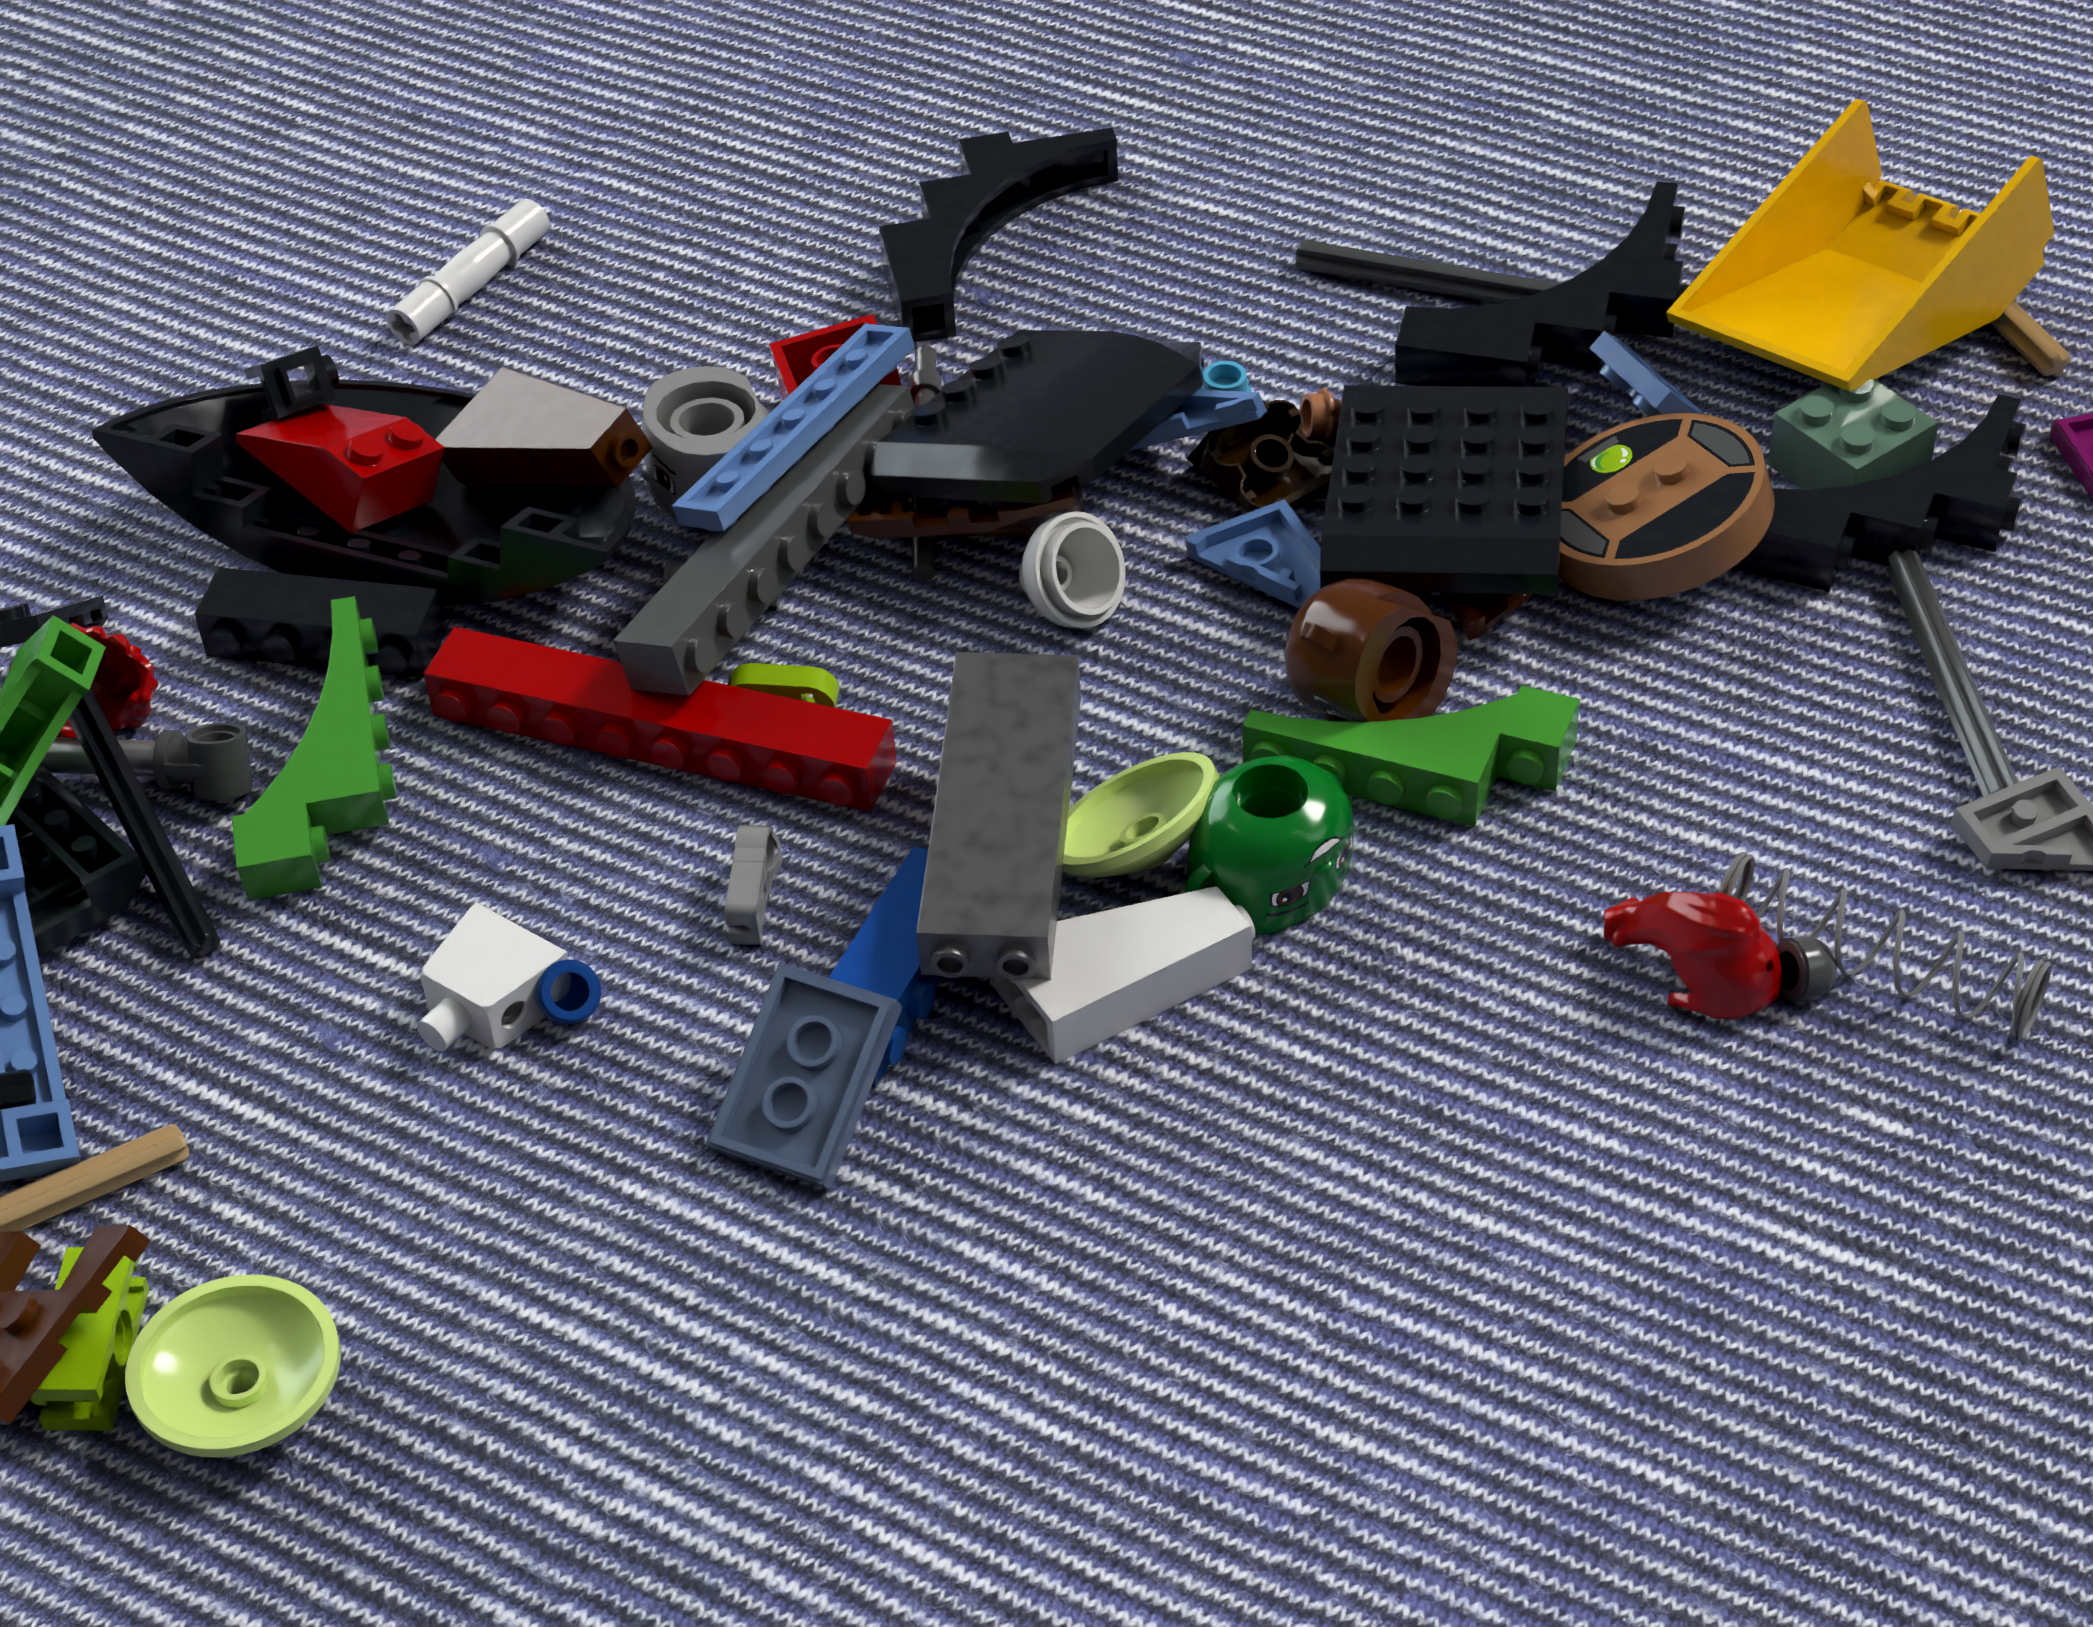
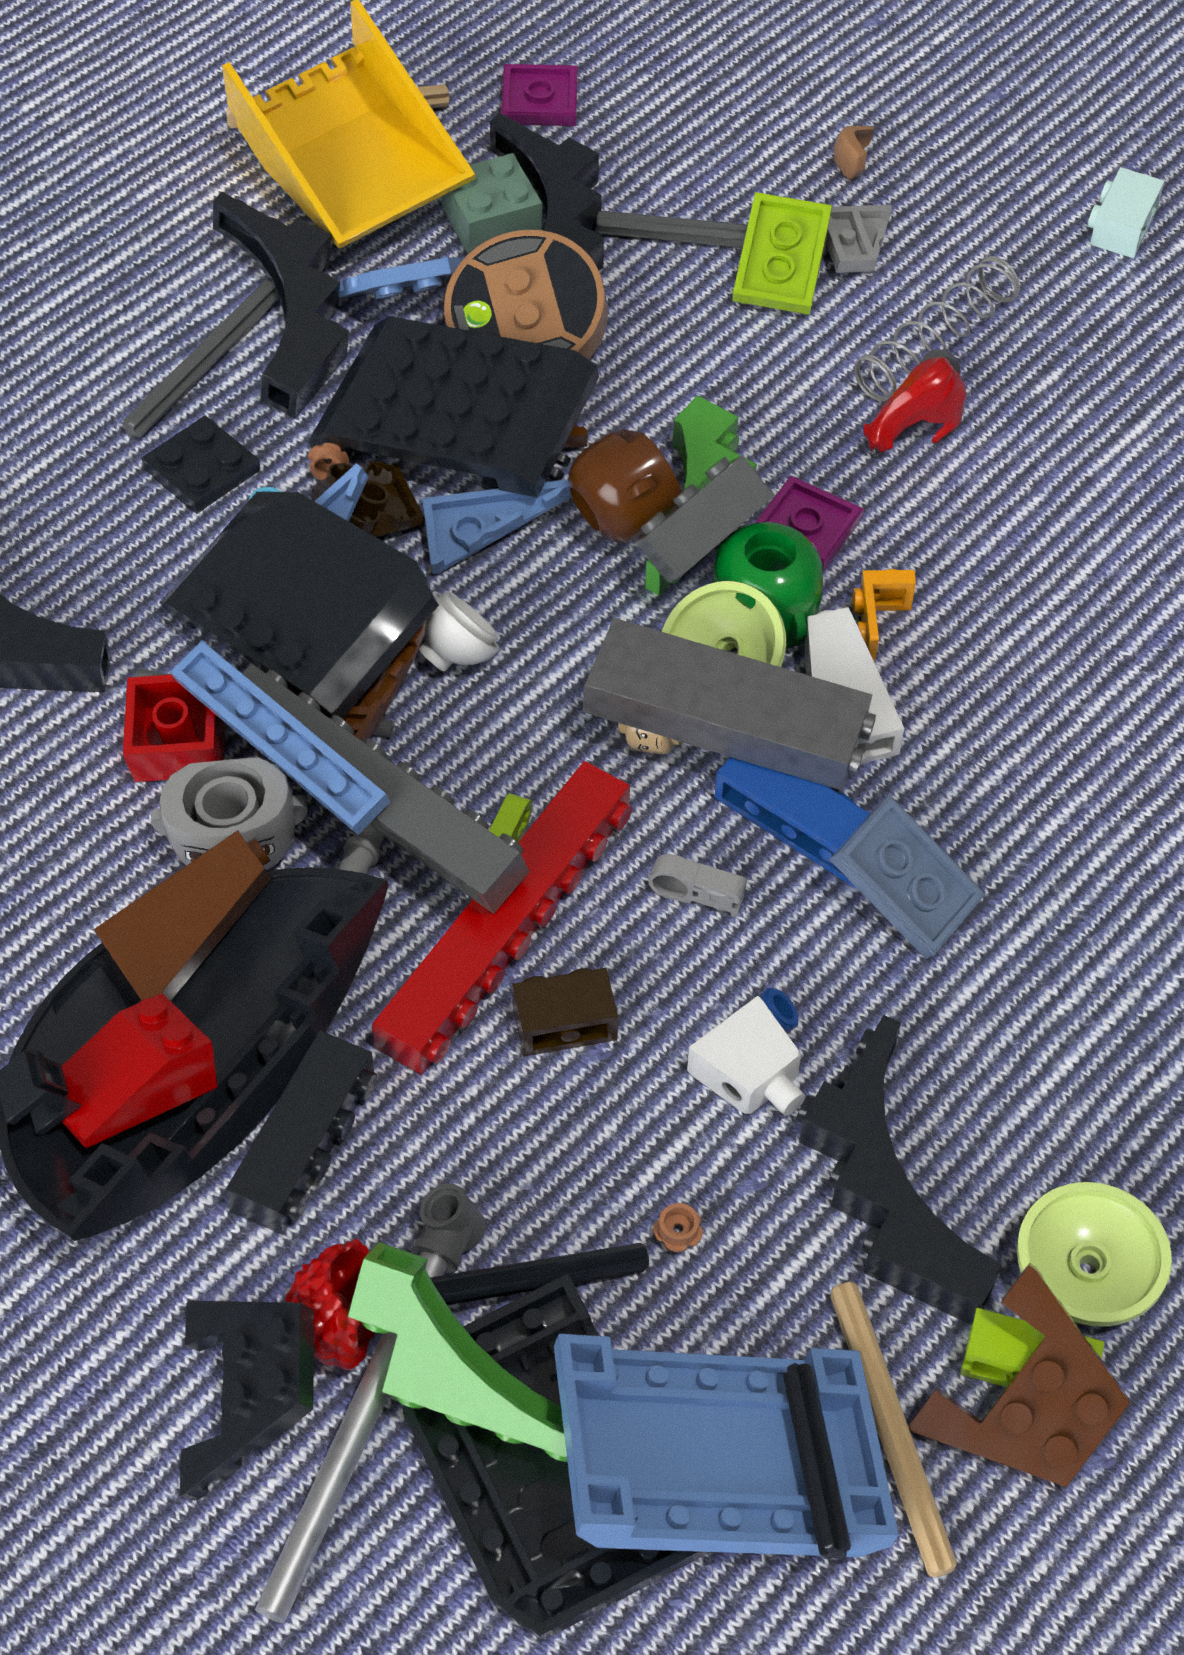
camera: 80 degrees left, 10 degrees up
(246, 967) = (678, 1215): none -> nougat plate
(327, 1131) = (906, 1239): none -> black arch
(330, 779) = (501, 1125): bright green arch -> none
(529, 799) = (564, 1011): none -> dark brown brick
(1274, 322) = (201, 464): none -> black plate
(1284, 966) = (881, 592): none -> light orange bracket
(1319, 720) = (703, 517): none -> dark grey wedge
(1431, 885) = (816, 514): none -> magenta tile
(1933, 742) = (782, 253): none -> lime plate

